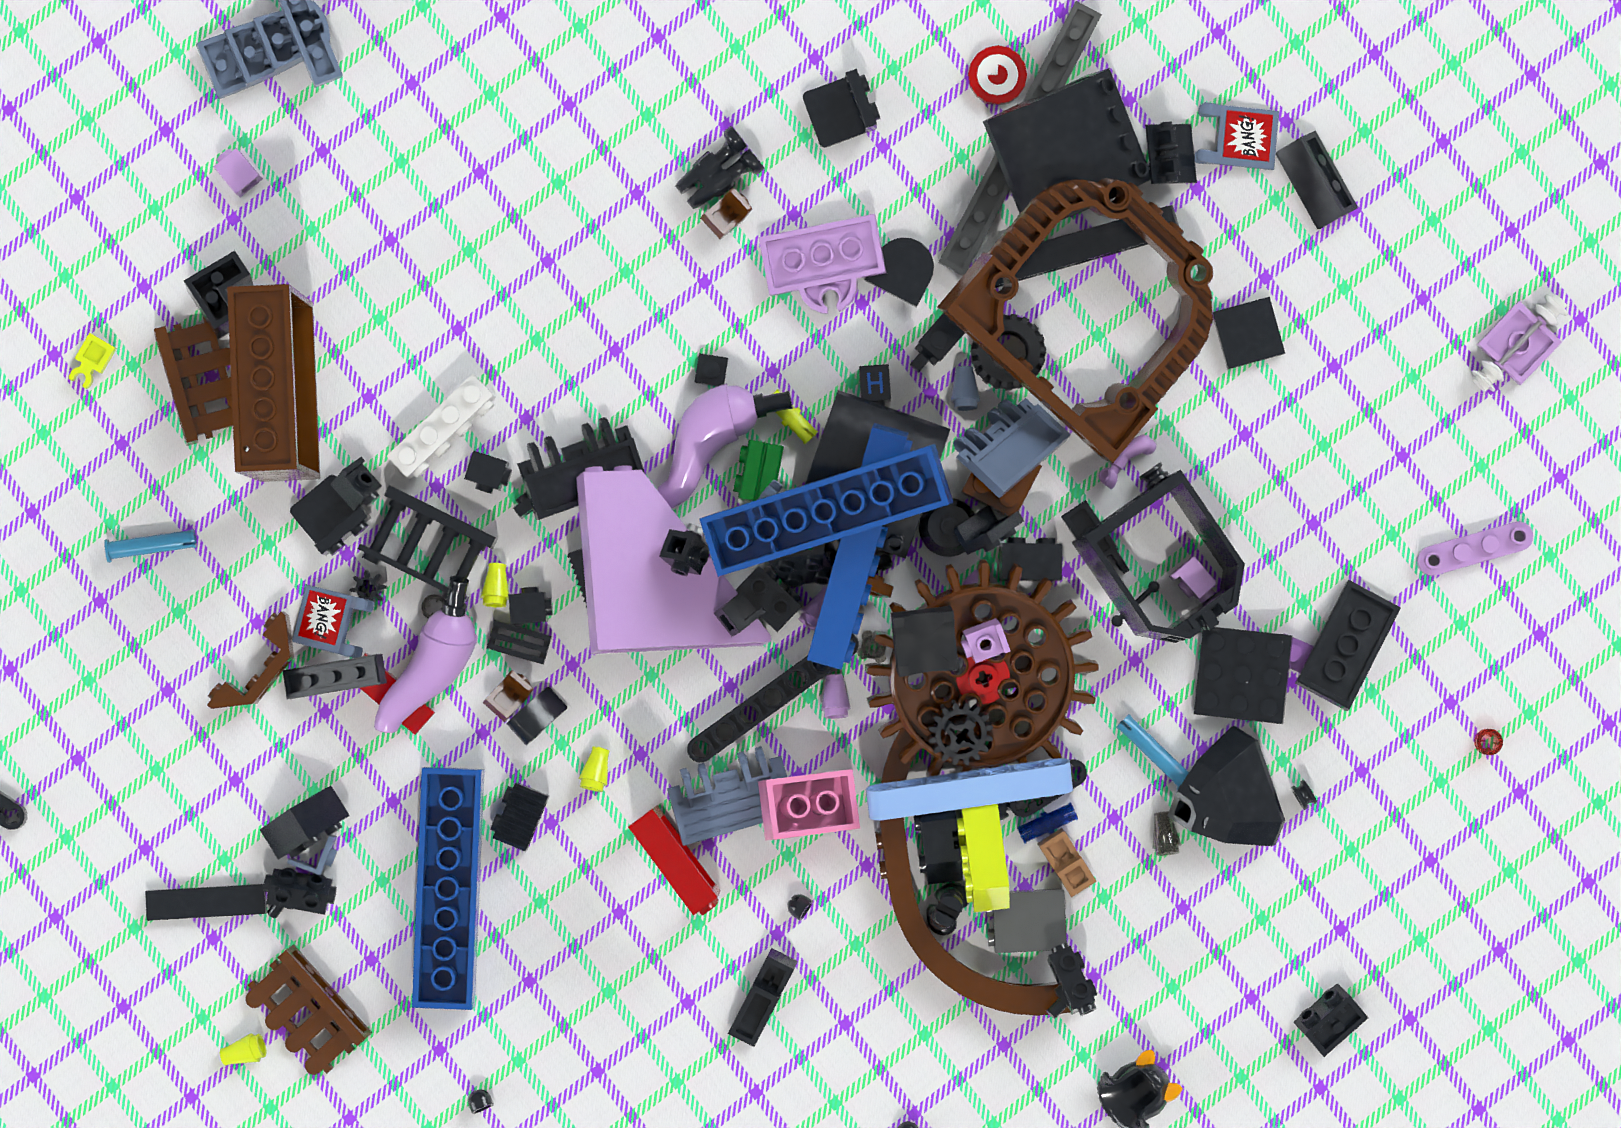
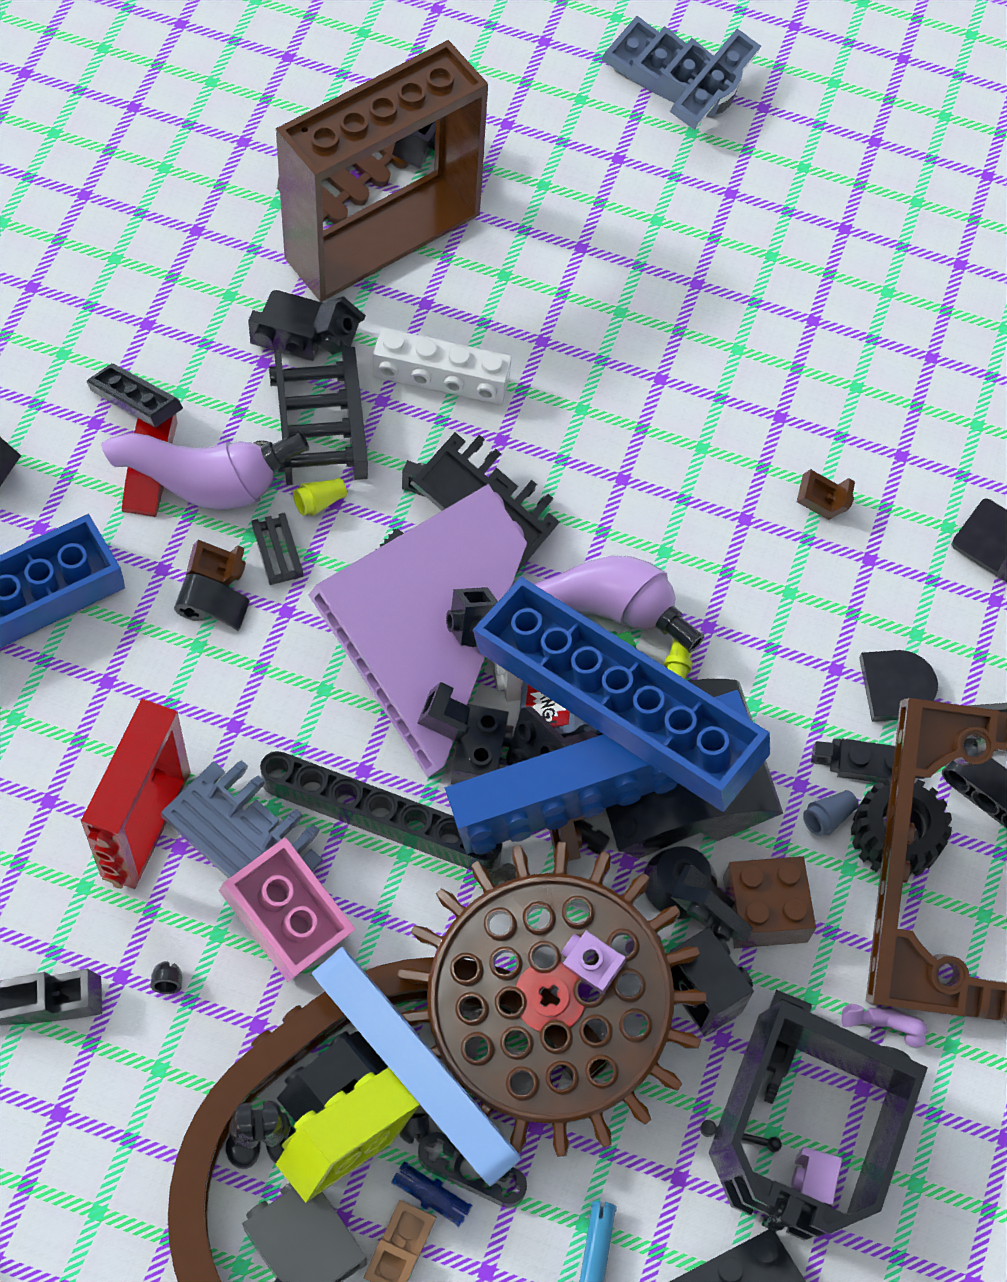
camera: 50 degrees right, 25 degrees down
(94, 356) = (307, 78): neon yellow plate -> none
(150, 544) = (163, 200): dark azure pin -> none
(237, 171) = (550, 100): lavender brick -> none
(279, 633) = (148, 341): reddish brown slope -> none
(326, 619) = (188, 368): flag -> none
(373, 581) = (242, 389): black gear -> none
(488, 472) = (425, 426): black brick -> none
(520, 816) = (94, 642): black brick -> none
(529, 606) = (318, 534): black brick -> none
(595, 772) = (189, 687): neon yellow cone -> none
(711, 174) = (849, 459): black piece -> none
(711, 370) = (673, 564): black plate -> none
(823, 260) = (851, 603): lavender plate -> none
(835, 697) = (420, 877): lavender cone -> none
(875, 383) = (775, 715): black brick -> none
(924, 640) = (549, 894): black brick -> none
(965, 721) = (455, 1005): black gear -> none
(1011, 447) = (813, 880): sand blue hinge -> none

